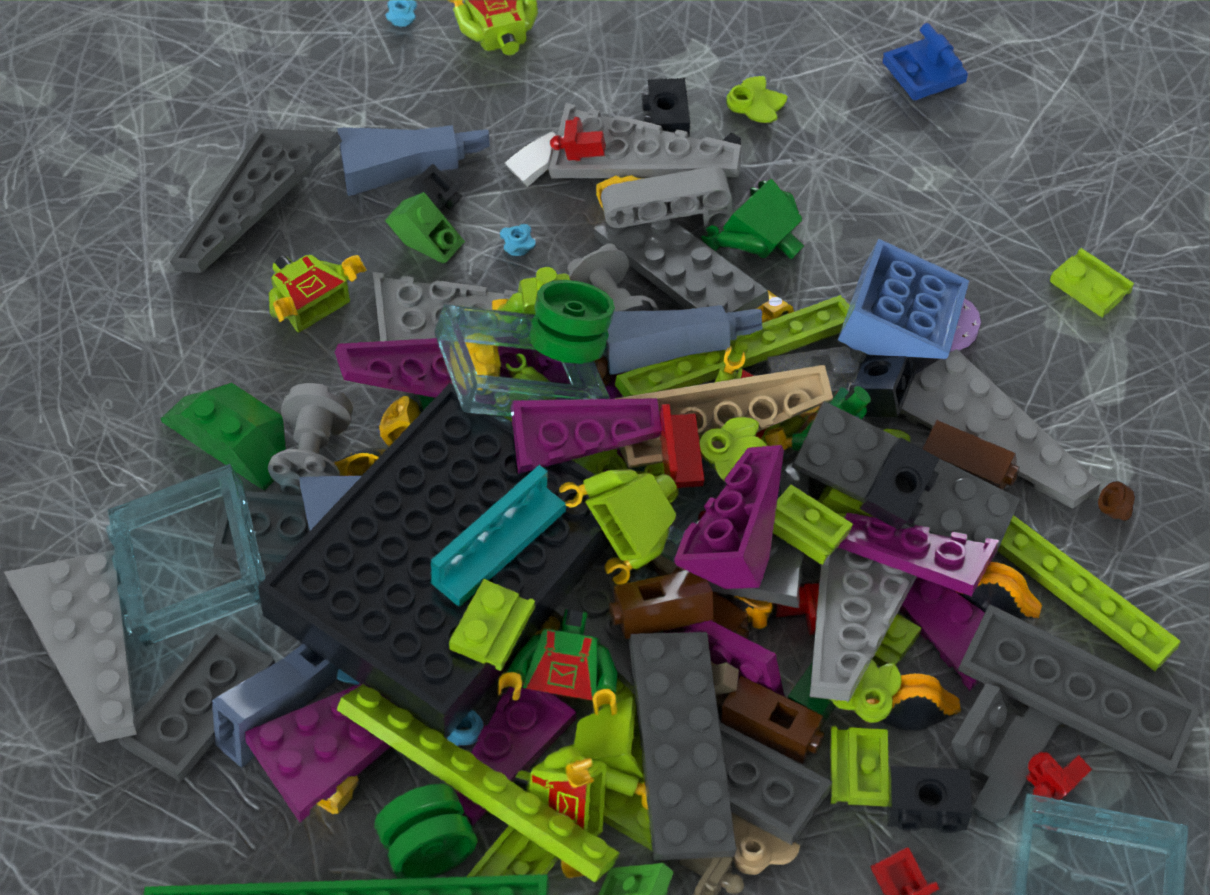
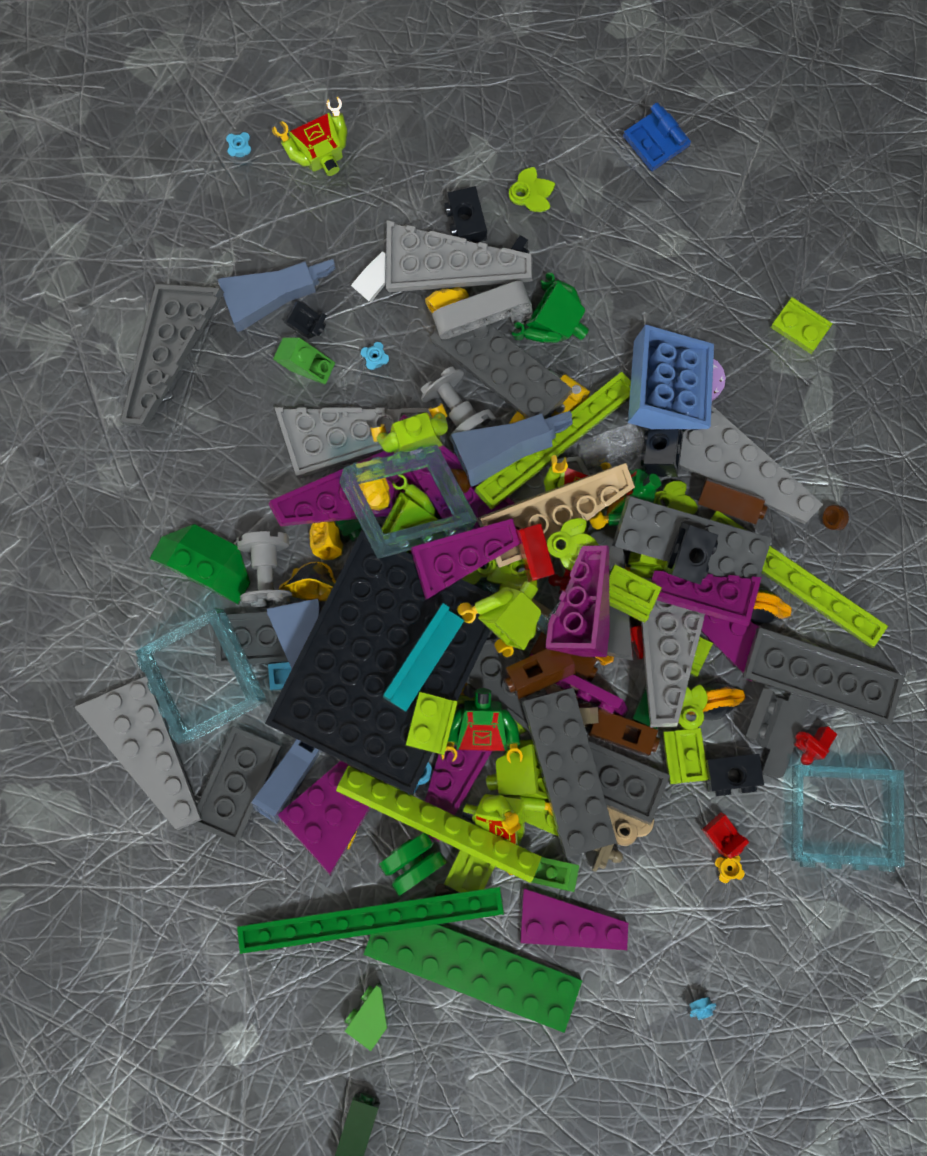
camera: 10 degrees left, 25 degrees up
(310, 288) = (230, 431): torso -> none
(571, 321) = (439, 462): green wheel -> none
(579, 143) = (405, 267): red piece -> none

